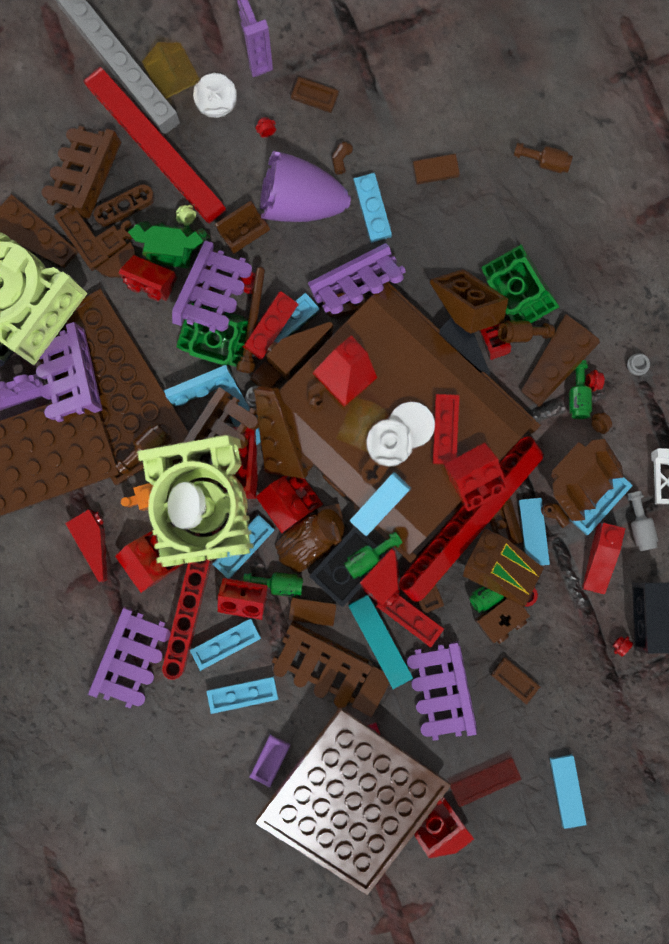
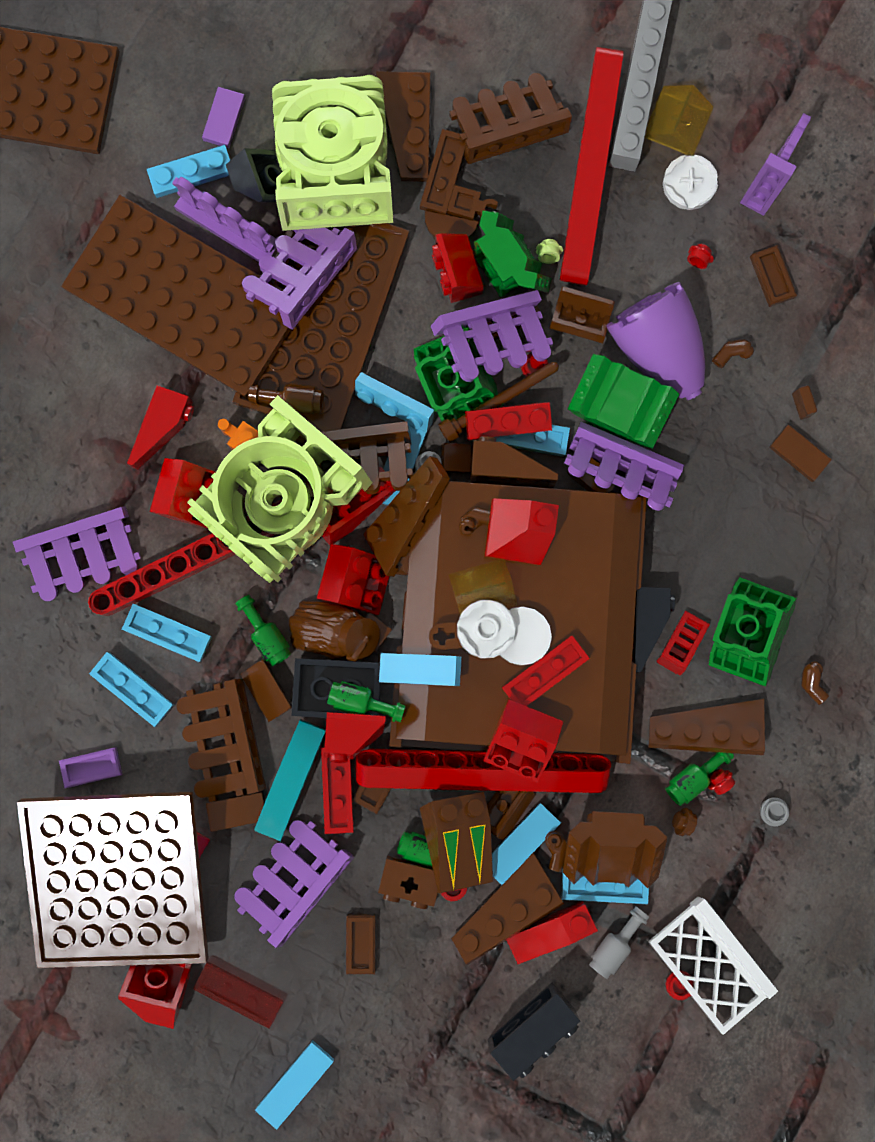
camera: 50 degrees right, 0 degrees up
(141, 204) = (530, 186): reddish brown beam -> none
(186, 505) = (264, 484): white tile -> none
(242, 598) = (222, 612): red brick -> none
(260, 532) = (300, 576): medium azure tile -> none
(317, 246) = (622, 401): none -> green slope
(372, 207) = (709, 423): medium azure plate -> none
(408, 140) = (804, 402): none -> reddish brown tile
(470, 300) = (695, 593): reddish brown slope -> none
(523, 331) = (709, 670): reddish brown piece -> none
(569, 569) = (512, 908): none -> reddish brown wing
(579, 278) = (811, 680): none -> reddish brown arm
(622, 645) = (481, 1023): red plate -> none

